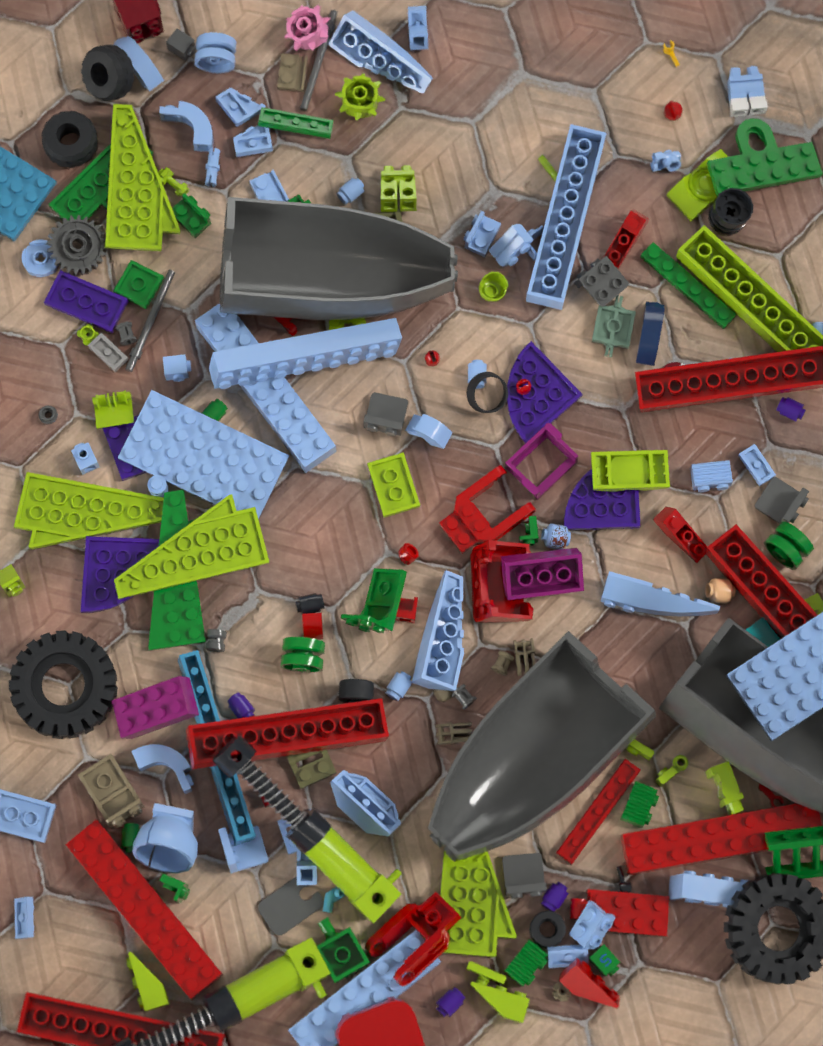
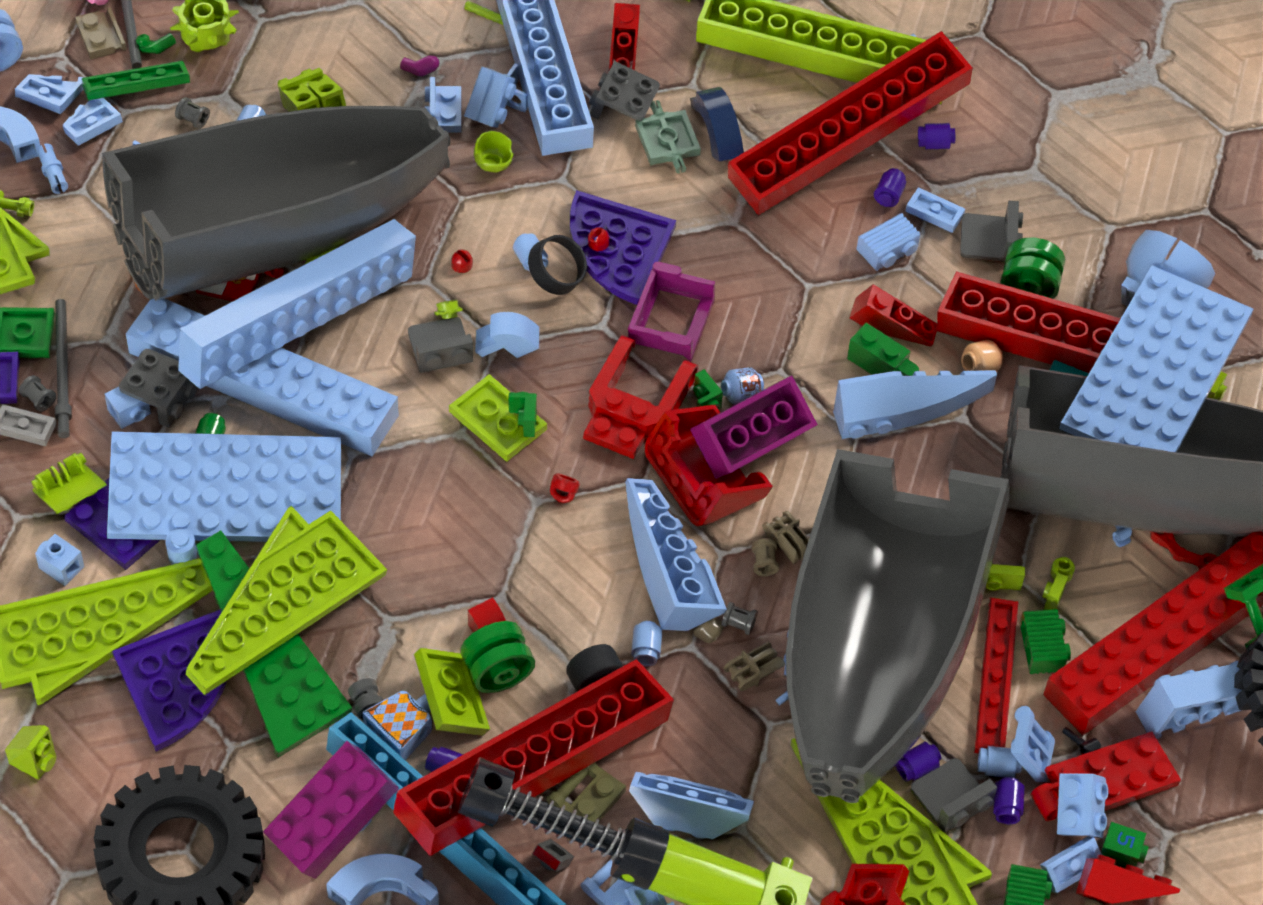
camera: 30 degrees left, 20 degrees down
(191, 215) = (55, 228): green bracket -> none
(194, 364) = (160, 384): none -> dark grey bracket
(228, 666) = (400, 722): none -> light blue torso
(263, 663) = (451, 692): none -> lime plate
(310, 603) = (468, 597): black brick -> none
(319, 165) = (192, 112): none -> dark grey bush
(320, 99) = (155, 47): none -> green arm
(381, 602) = (564, 552): green bracket -> none
(403, 391) = (448, 309): none -> lime plate
(407, 610) = (604, 552): red panel -> none
(409, 496) = (526, 406): none -> green bracket
(484, 195) = (421, 67): none -> magenta arm
(518, 846) = (918, 761): none -> dark purple brick
(547, 916) = (1024, 827): black tyre -> none
(564, 869) = (998, 762): none -> light blue brick
(582, 875) = (1032, 744): none -> light blue plate
(601, 509) = (777, 318): dark purple plate -> none
(630, 470) = (789, 271): lime slope -> none
(656, 559) = (879, 353): none -> green brick
(688, 285) = (729, 63): green plate -> none
(727, 787) = (1138, 566): lime hips -> none
(737, 434) = (890, 187): none -> dark purple brick

